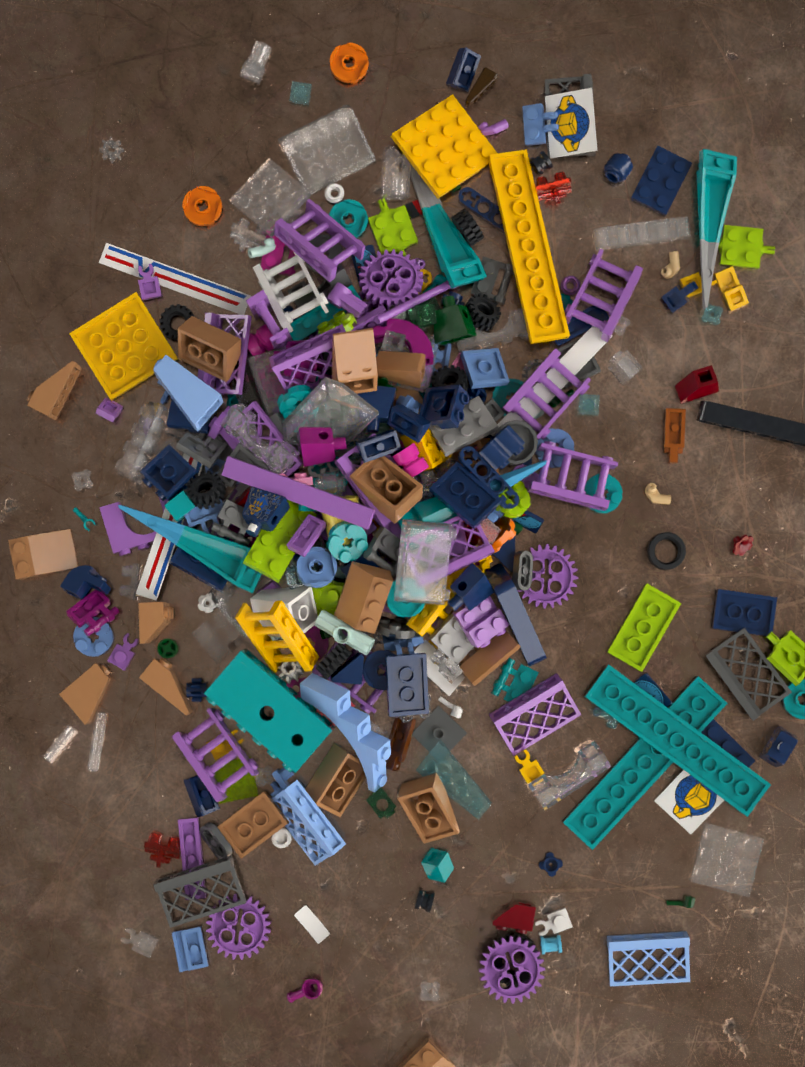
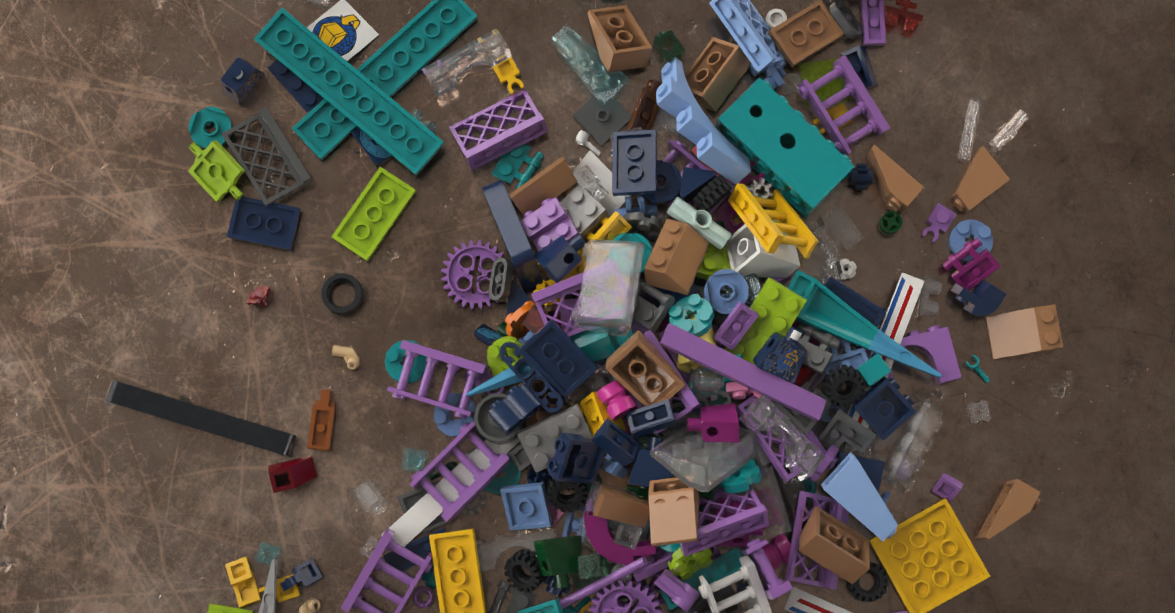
camera: 175 degrees left, 5 degrees down
(153, 620) = (906, 252): medium nougat slope -> none

